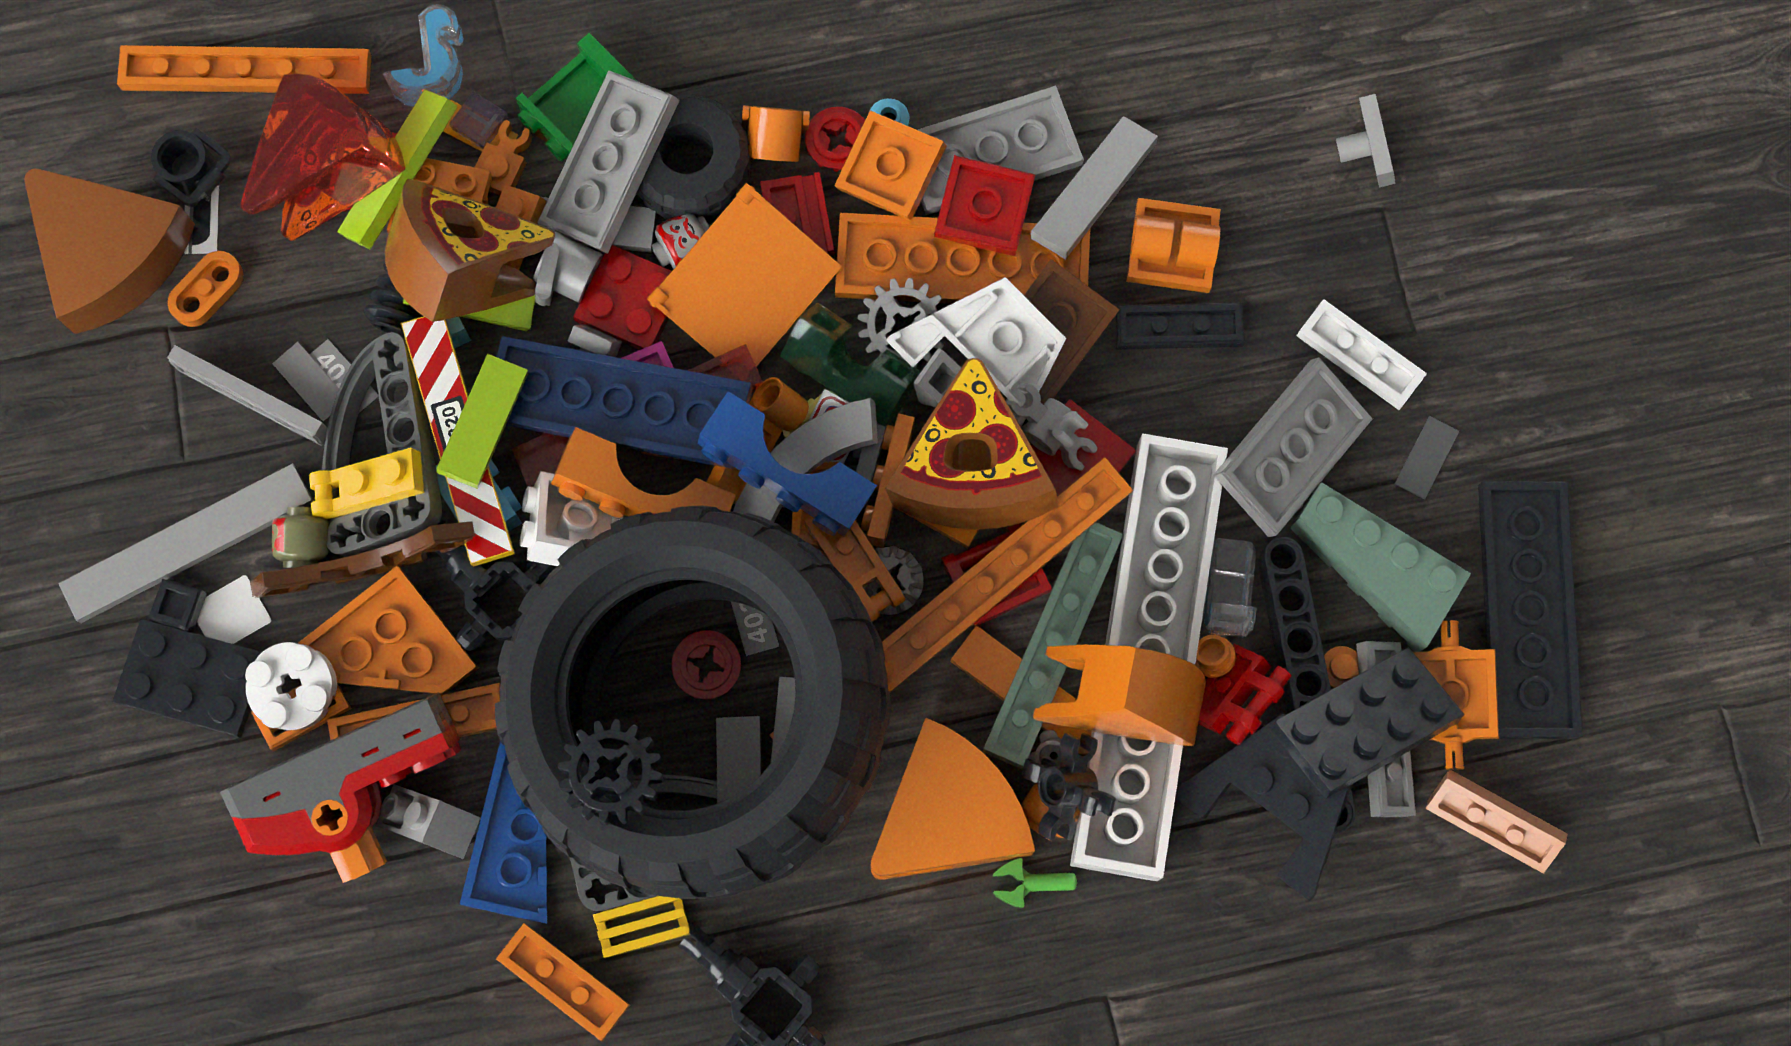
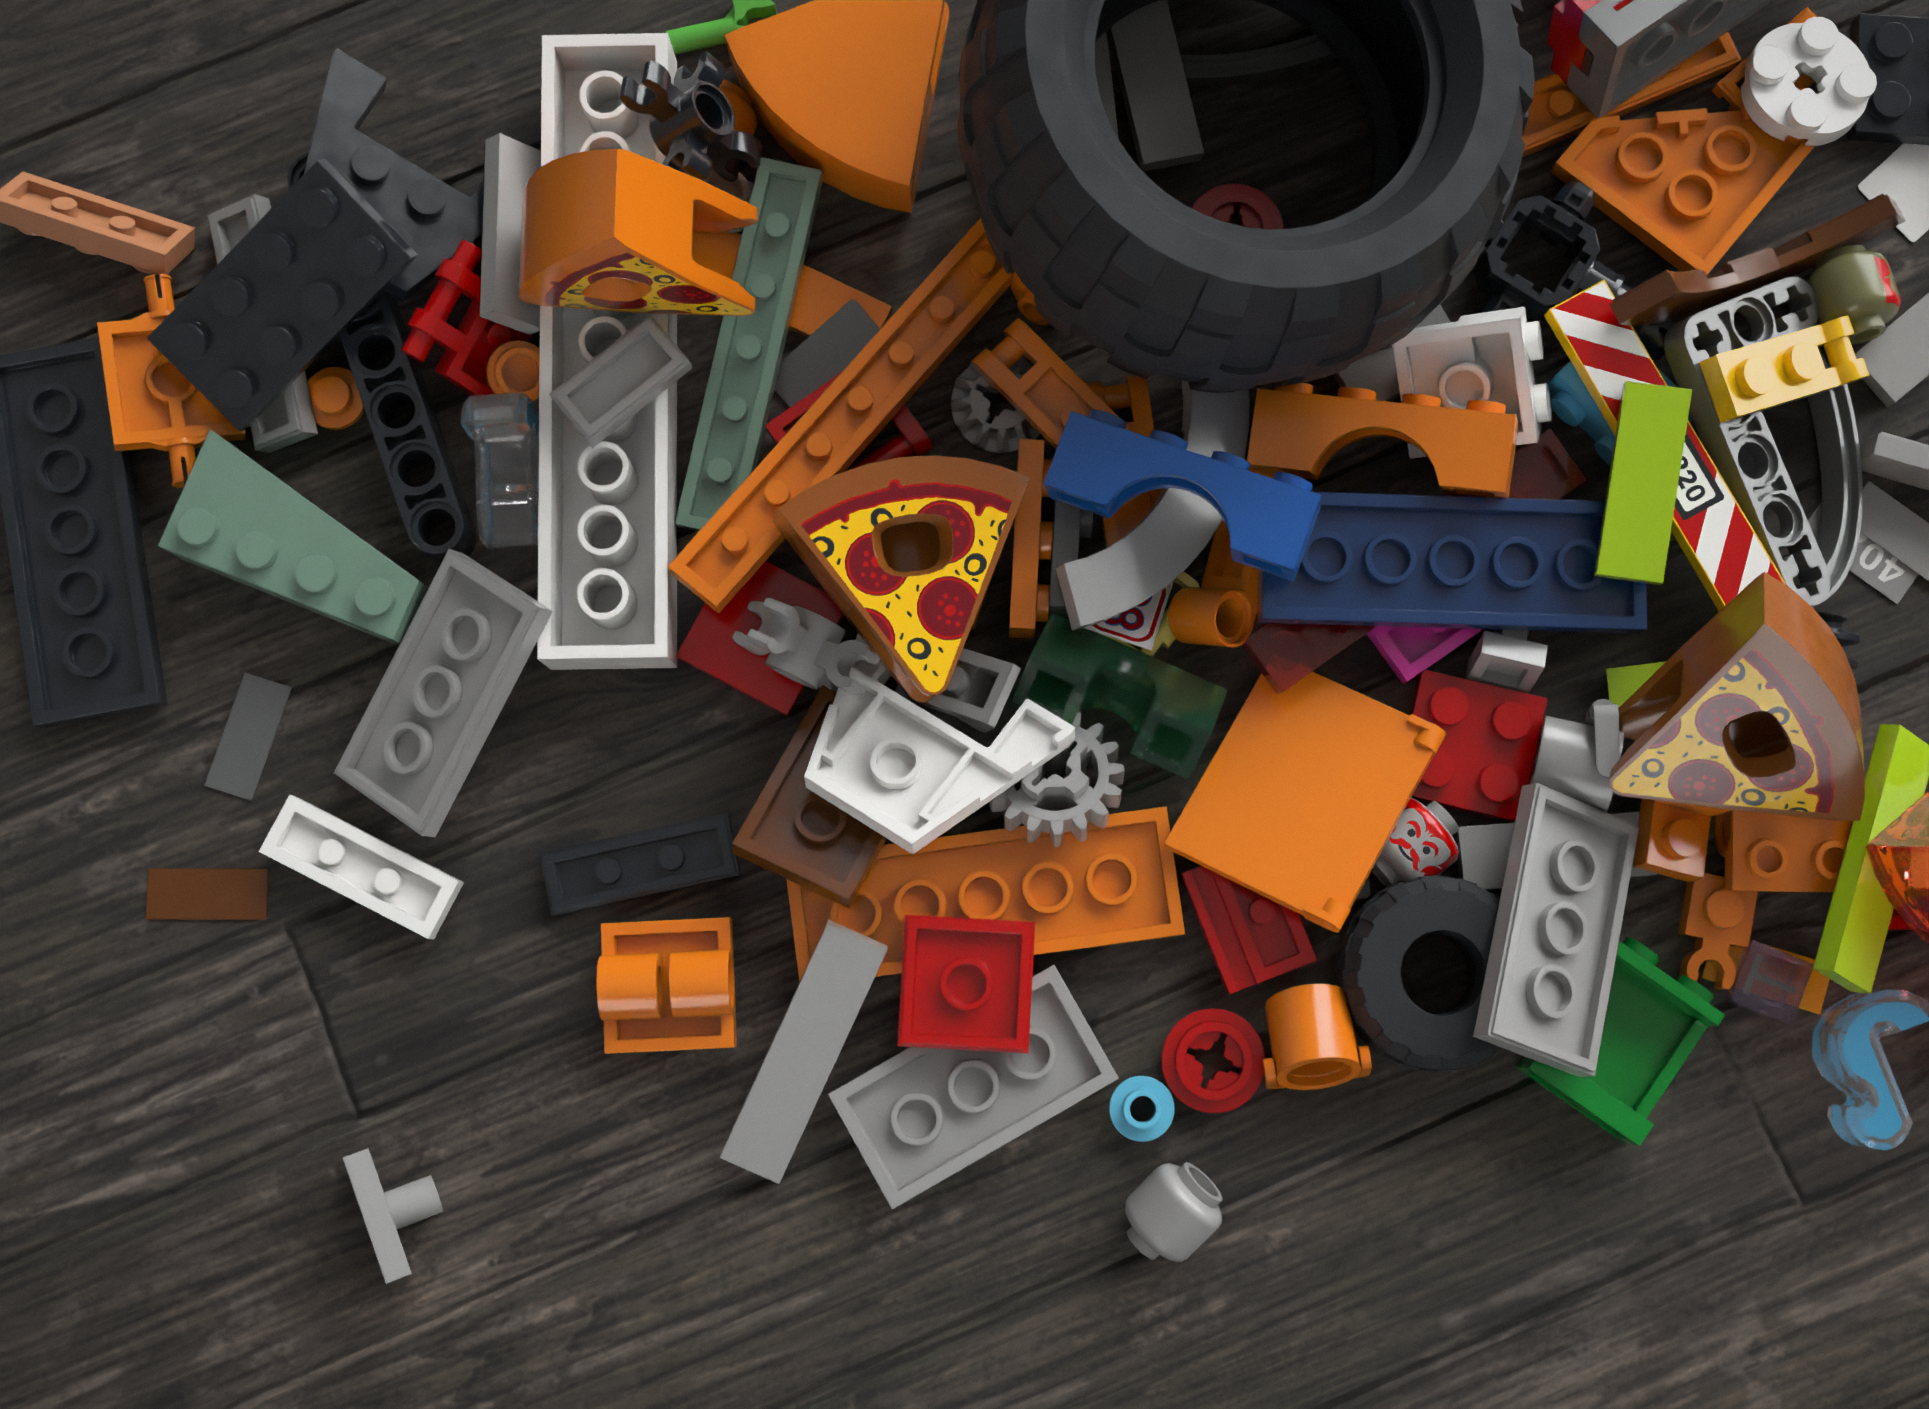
camera: 175 degrees right, 5 degrees up
(882, 53) = (1173, 1212): none -> light grey head
(890, 165) = (1123, 1018): orange plate -> none
(1001, 634) = (825, 353): none -> dark grey sticker
(1146, 616) = (621, 380): none -> light grey tile
(1202, 762) = (506, 174): none -> light grey tile
(1464, 362) = (207, 894): none -> reddish brown sticker

